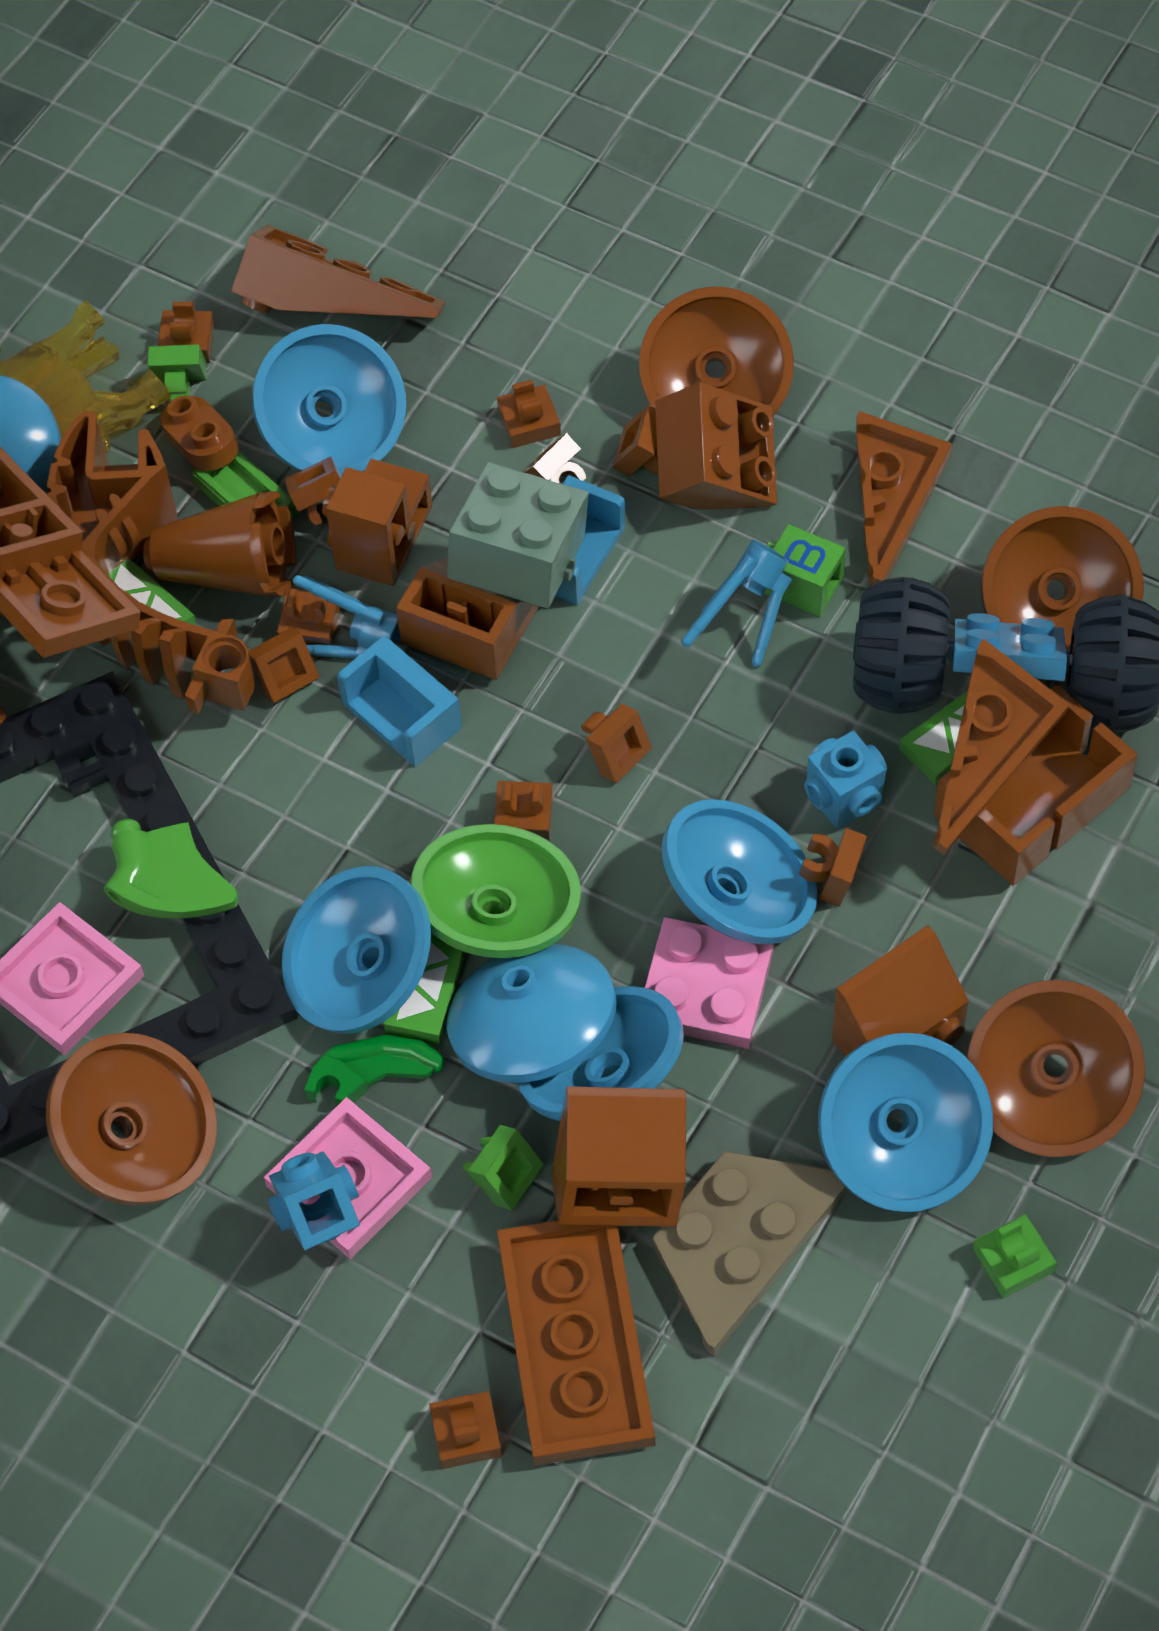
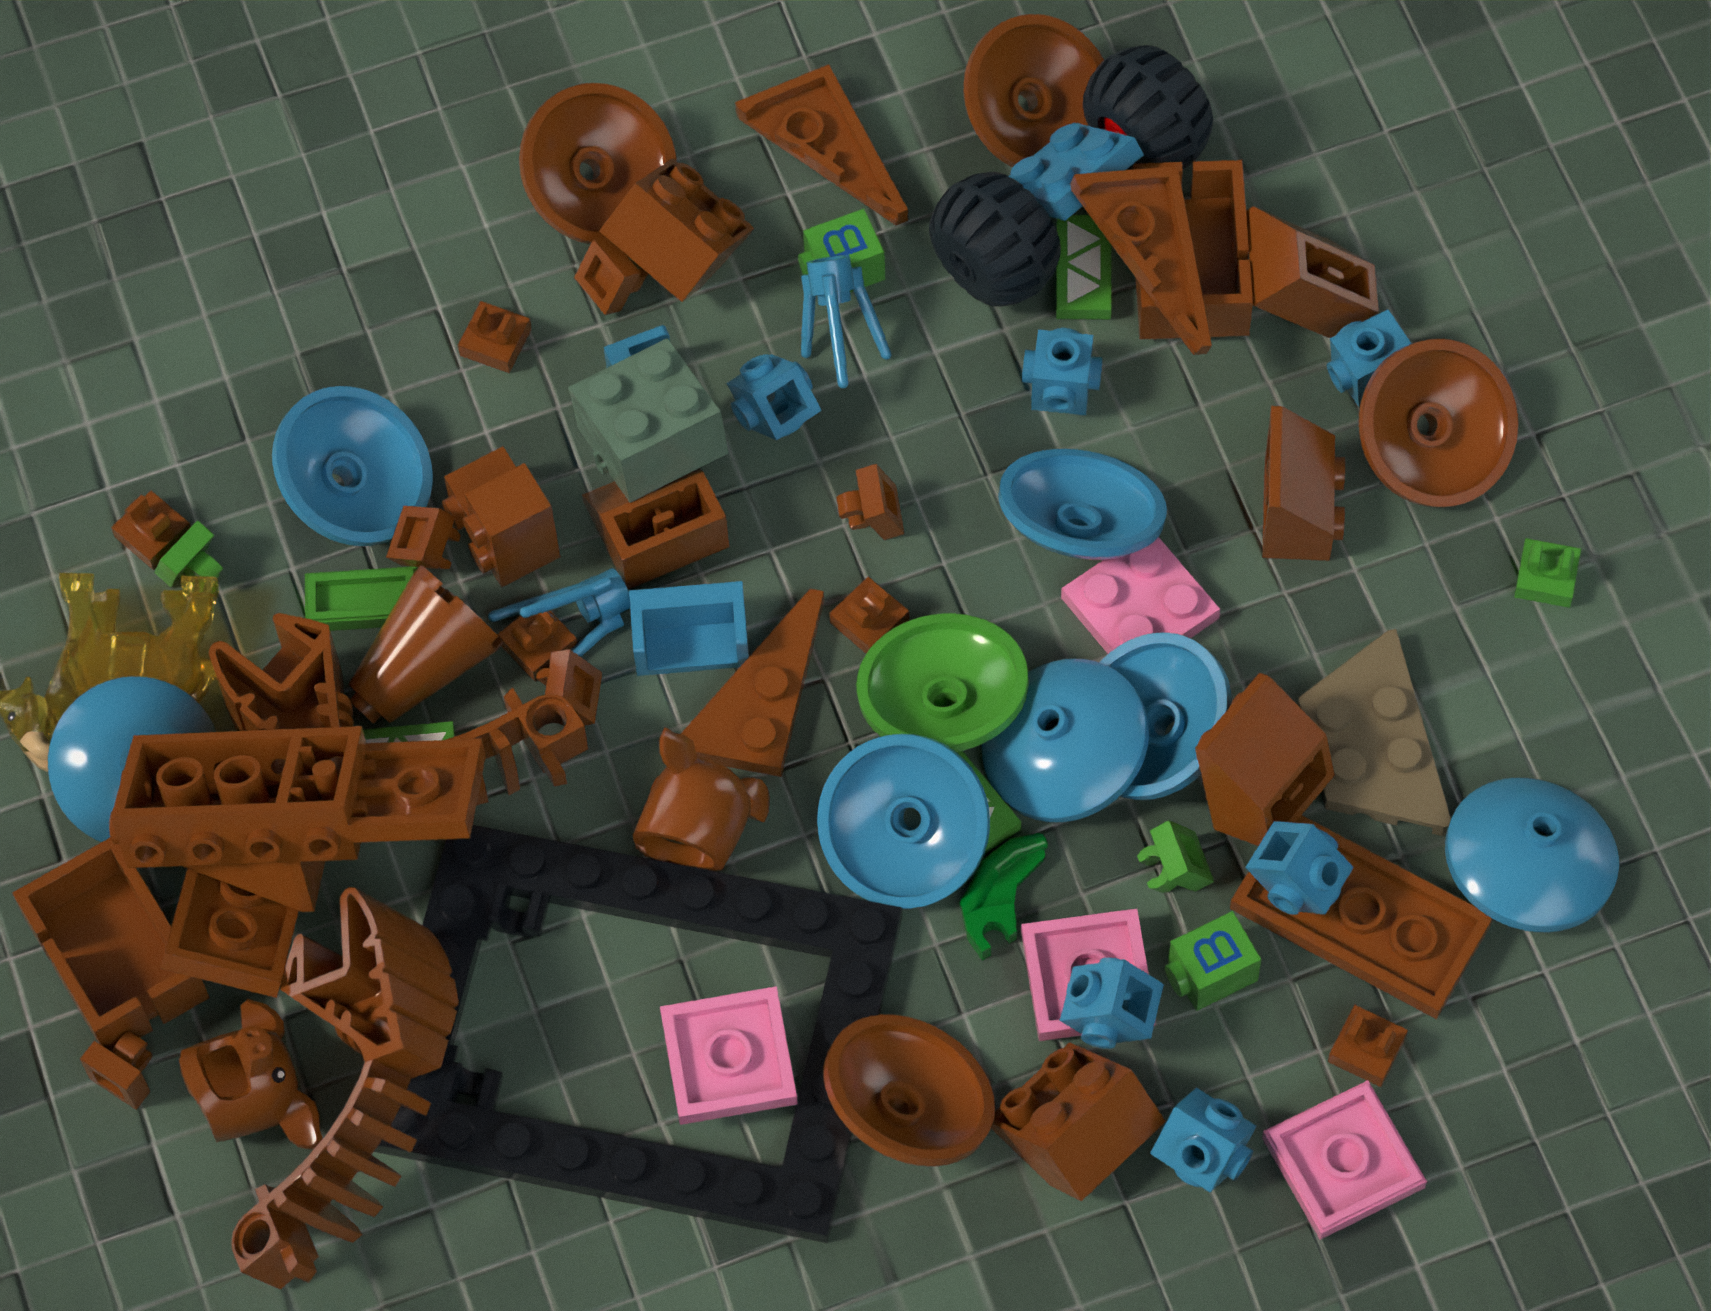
camera: 50 degrees left, 5 degrees up
(164, 874) = (697, 913): bright green arm -> none
(199, 433) = (268, 588): dark orange plate -> none
(211, 1259) = (1077, 1119): none -> dark orange slope
(248, 806) = (697, 806): none -> dark orange piece
(267, 1362) = (1205, 1141): none -> dark azure brick
(295, 276) = (189, 402): dark orange wedge -> none
(345, 1484) = (1344, 1159): none -> bright pink plate
(380, 794) = (756, 709): none -> dark orange wing
(433, 1257) = (1212, 961): none -> bright green brick
(551, 1252) = (1299, 868): none -> dark azure brick
(554, 461) = (567, 356): tile -> none
(625, 623) = (772, 396): none -> dark azure brick
(721, 1455) = (1525, 876): none -> dark azure dish
(838, 865) = (1132, 433): dark orange tile -> none
(942, 1130) = (1415, 551): dark azure dish -> none
(1070, 961) = (1361, 349): none -> dark azure brick
(1092, 877) = (1307, 276): none -> dark orange slope

